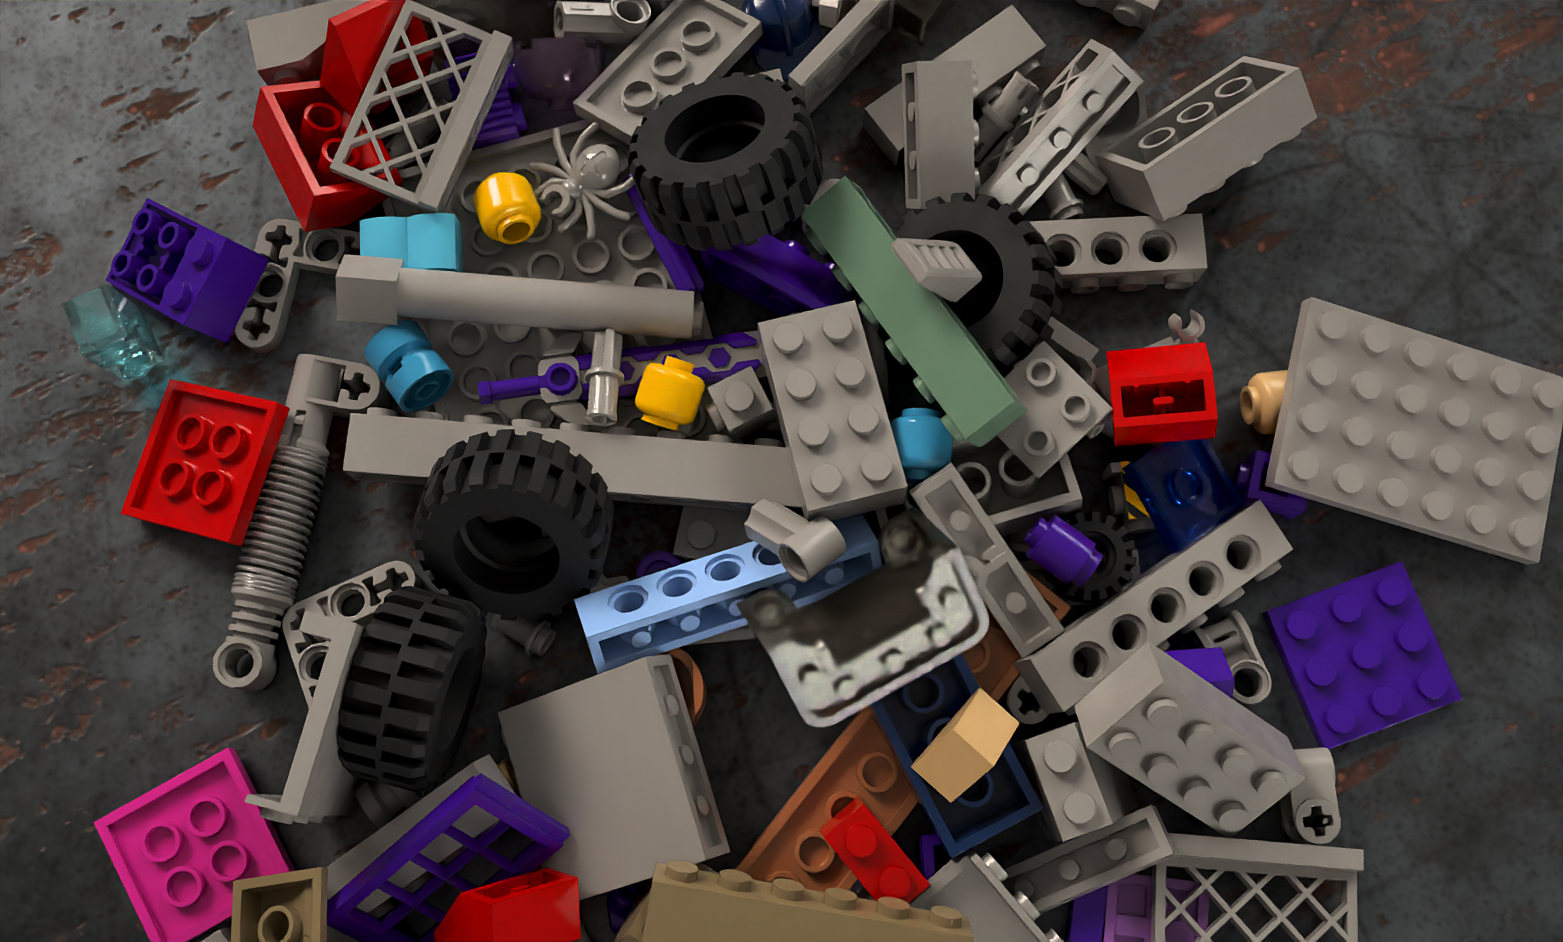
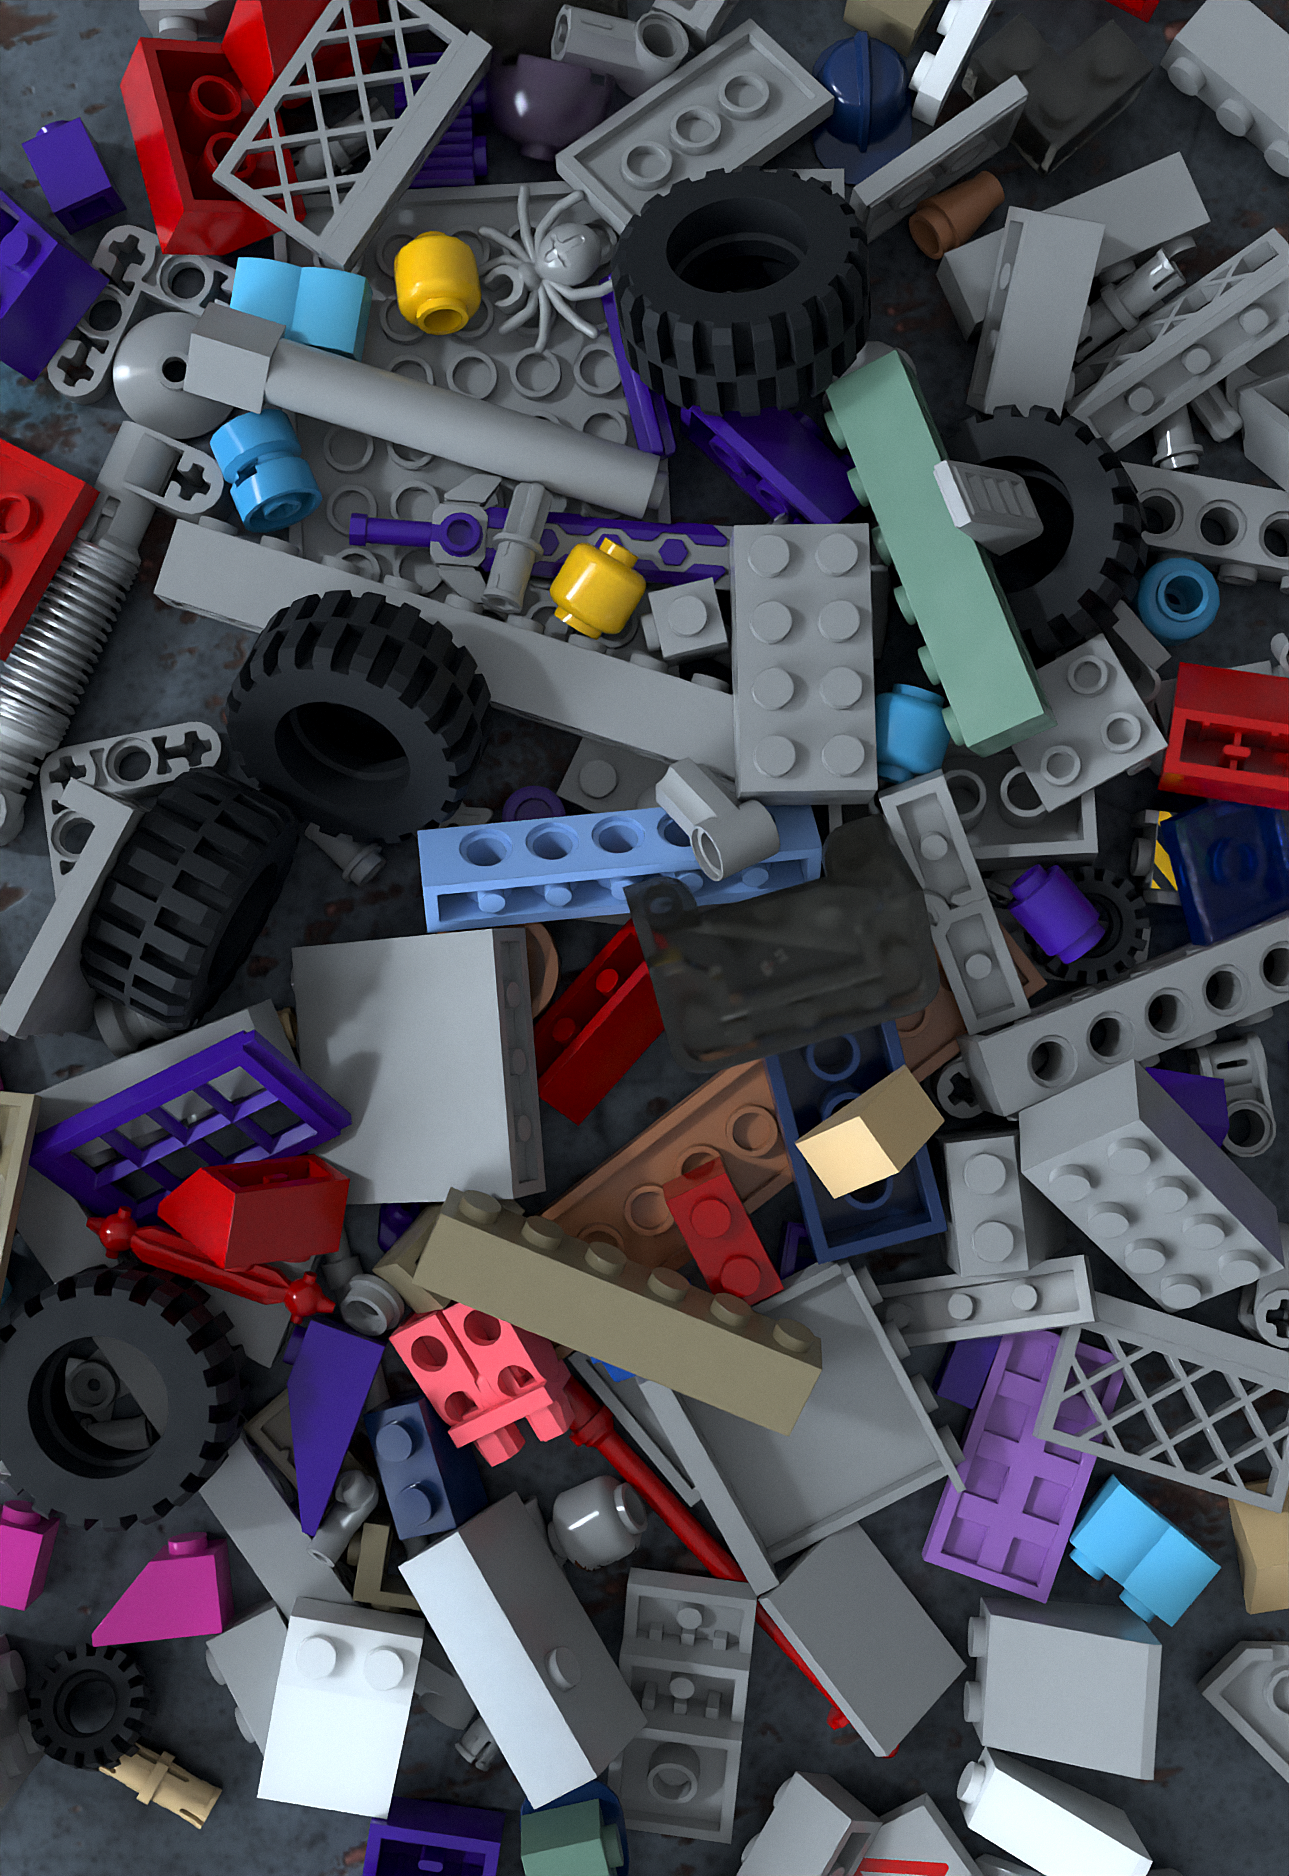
camera: 15 degrees right, 10 degrees up
(230, 193) = (73, 174): none -> dark purple brick
(315, 334) = (147, 393): none -> light grey dish
(742, 720) = (596, 1029): none -> red brick
(865, 82) = (955, 214): none -> nougat cone
(1092, 309) = (1192, 596): none -> dark azure head

